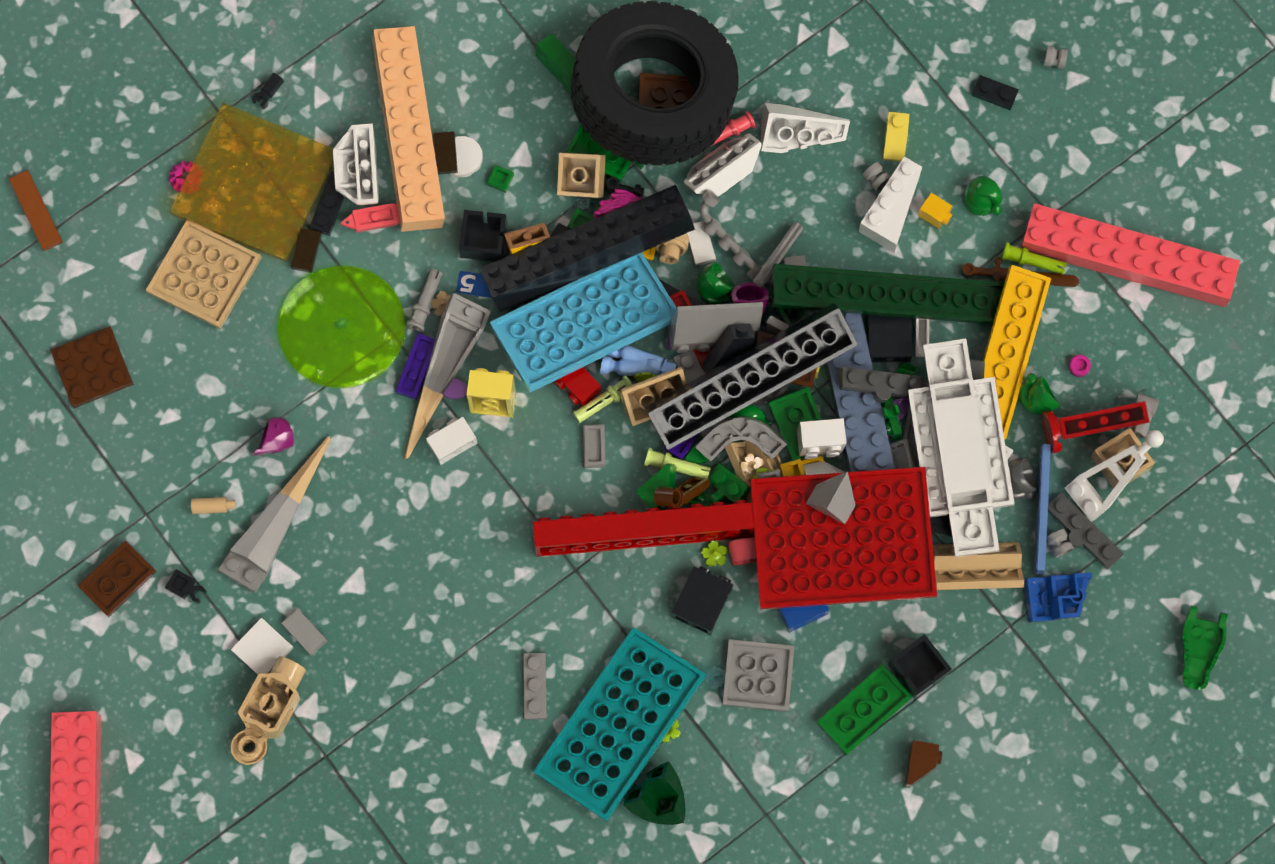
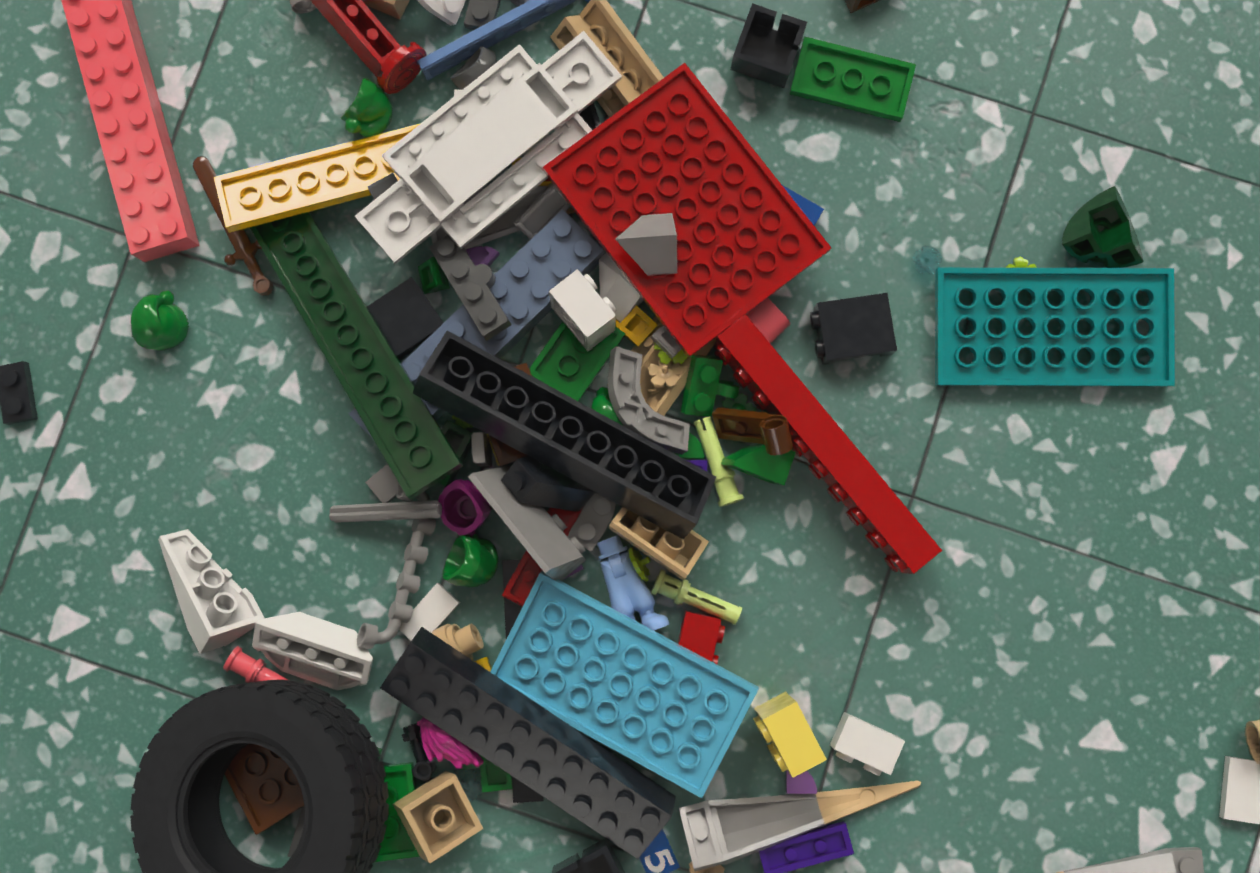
camera: 120 degrees left, 10 degrees up
(304, 632) = (1202, 756): light grey tile -> none
(525, 237) = (563, 828): medium nougat brick -> none
(535, 686) = (1075, 450): light grey plate -> none
(594, 446) = (757, 572): light grey tile -> none
(714, 554) = (790, 352): lime plant -> none
(758, 675) = (894, 214): light grey plate -> none
(876, 176) = (211, 460): light grey wheel -> none
(888, 213) = (245, 416): white wedge -> none
(891, 414) = (502, 253): green plate -> none
(896, 136) = (145, 470): light yellow slope -> none
(921, 336) = (380, 284): white piece -> none
(935, 211) = (212, 365): yellow brick -> none
(1023, 256) = (204, 230): lime pin -> none
(1079, 366) = (299, 94): dark pink tile -> none

